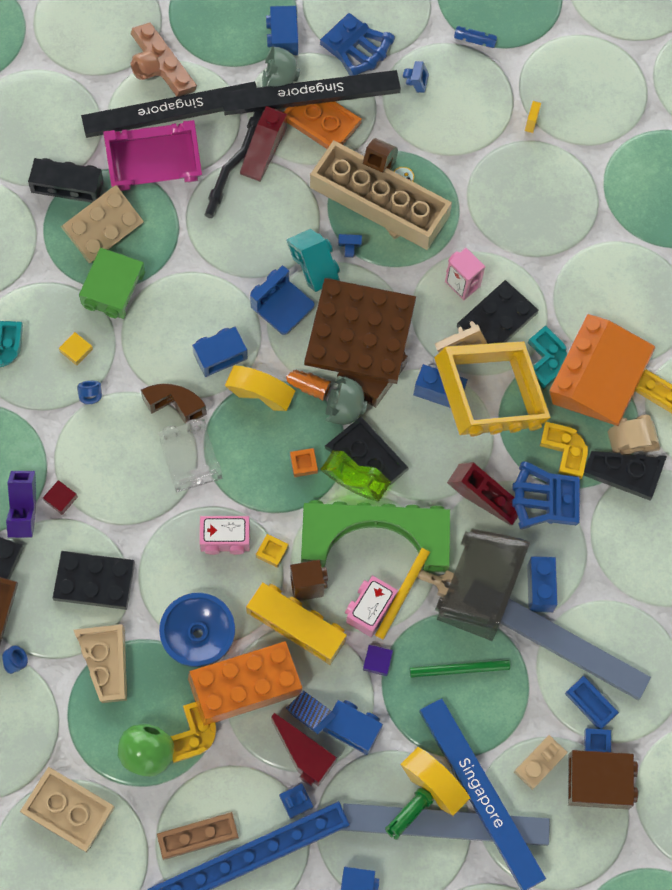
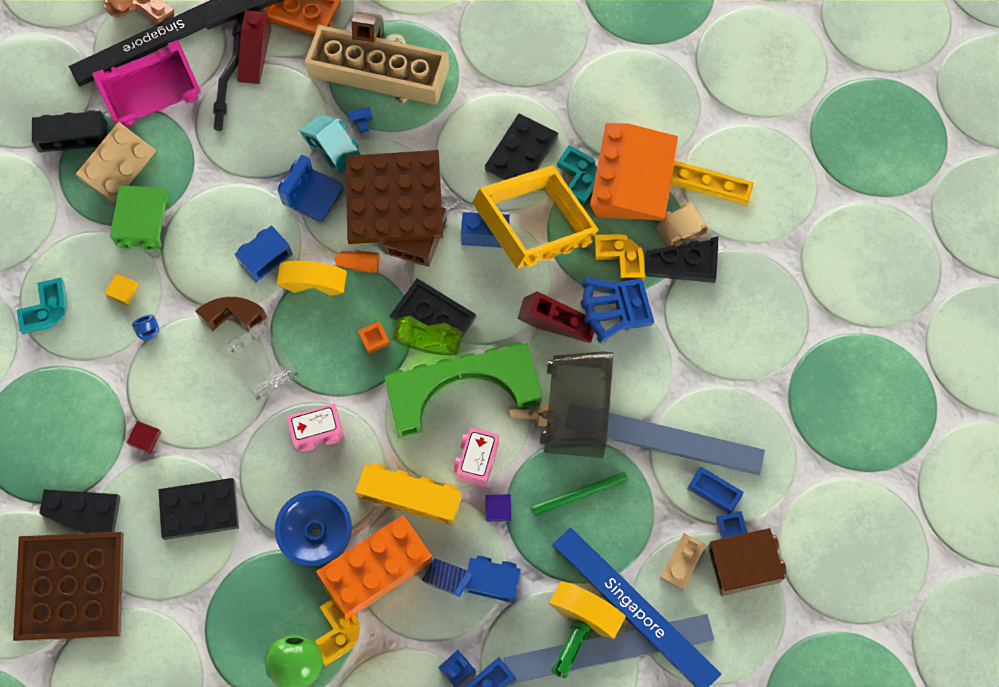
camera: 10 degrees left, 0 degrees up
(14, 659) = (139, 609): blue tile -> none
(22, 504) = (107, 454): dark purple brick -> none
(106, 660) = (231, 584): tan wing -> none
(272, 550) = (366, 430): yellow tile -> none
(307, 756) = (454, 620): dark red slope -> none
(308, 580) = (409, 449): reddish brown brick -> none
(345, 402) = (398, 268): sand green cylinder -> none
(402, 593) = (504, 436): yellow bar -> none
(464, 273) = (478, 116): bright pink brick -> none
(468, 337) = (500, 173): tan plate -> none
(542, 584) = (636, 390): blue brick -> none

